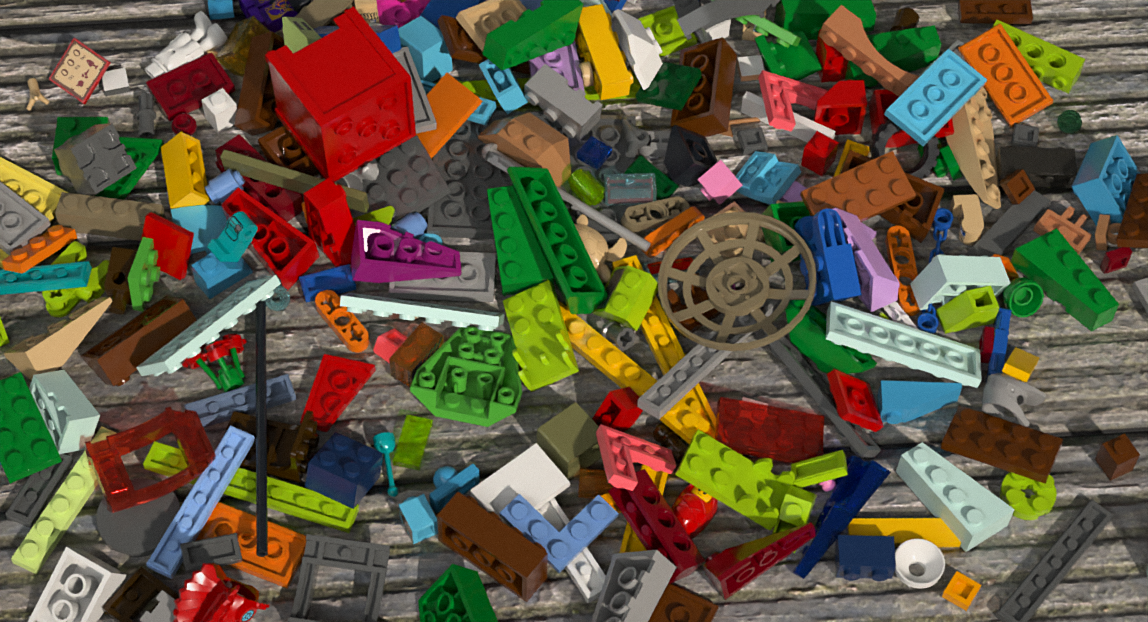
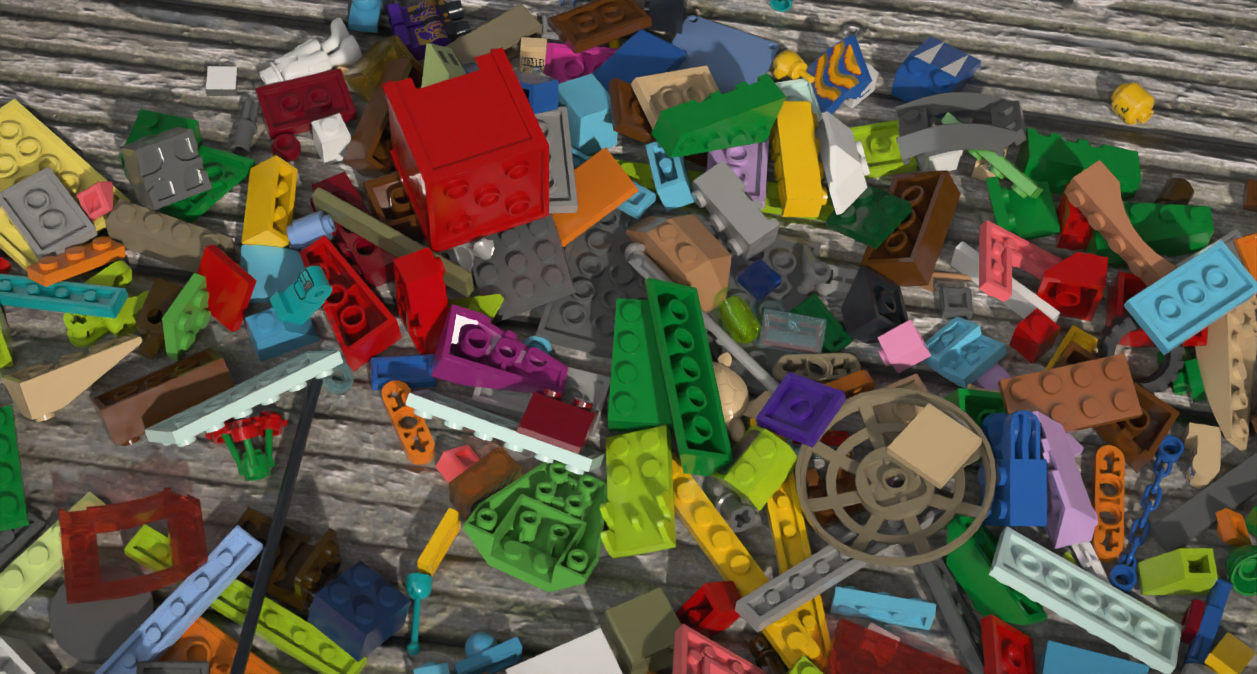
camera: 10 degrees right, 0 degrees up
(35, 94) = (126, 77): tan bar -> none
(43, 196) = (97, 200): none -> coral slope
(64, 410) = (48, 463): light aqua wedge -> none
(79, 70) = (183, 60): piece -> none
(242, 400) = (234, 498): sand blue tile -> none
(335, 387) = (376, 505): red wing -> none
(393, 406) = (439, 543): none -> yellow tile
(411, 223) = (518, 321): medium blue brick -> none
(413, 442) = (453, 592): clear neon green tile -> none
(464, 292) = (558, 420): none -> dark red slope
(587, 74) = (772, 182): tan tile -> none
(652, 245) = (800, 409): none -> dark purple plate
(749, 67) = (973, 212): white tile -> none
(749, 383) = (883, 607): none -> medium azure plate
(762, 251) = (934, 445): none -> tan tile
(952, 275) = (1169, 525): light aqua wedge -> none

